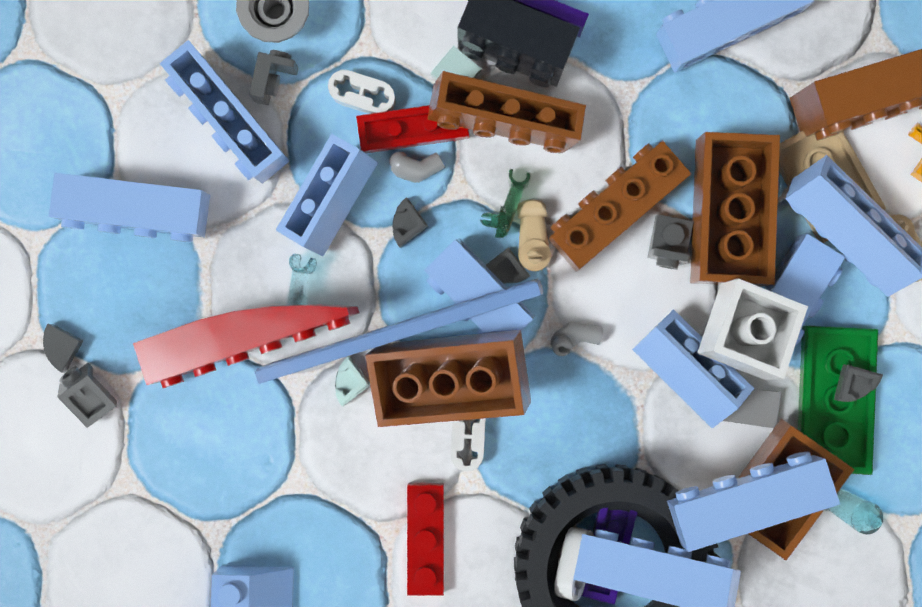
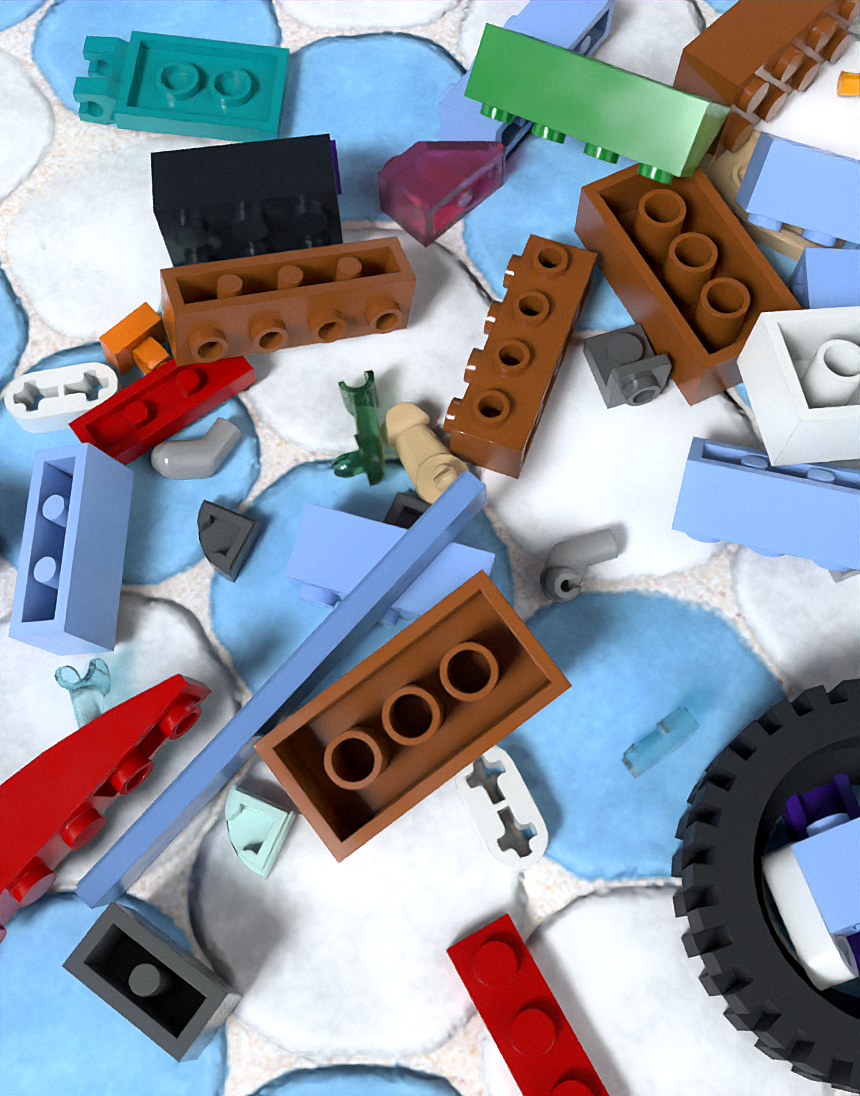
camera: 30 degrees left, 20 degrees down
(271, 430) = (152, 982): none -> dark grey brick
(414, 83) = (136, 341): none -> orange tile
(559, 449) = (670, 735): none -> clear light blue tile
(634, 70) = (439, 184): none -> clear pink slope
(744, 85) = (594, 103): none -> slope

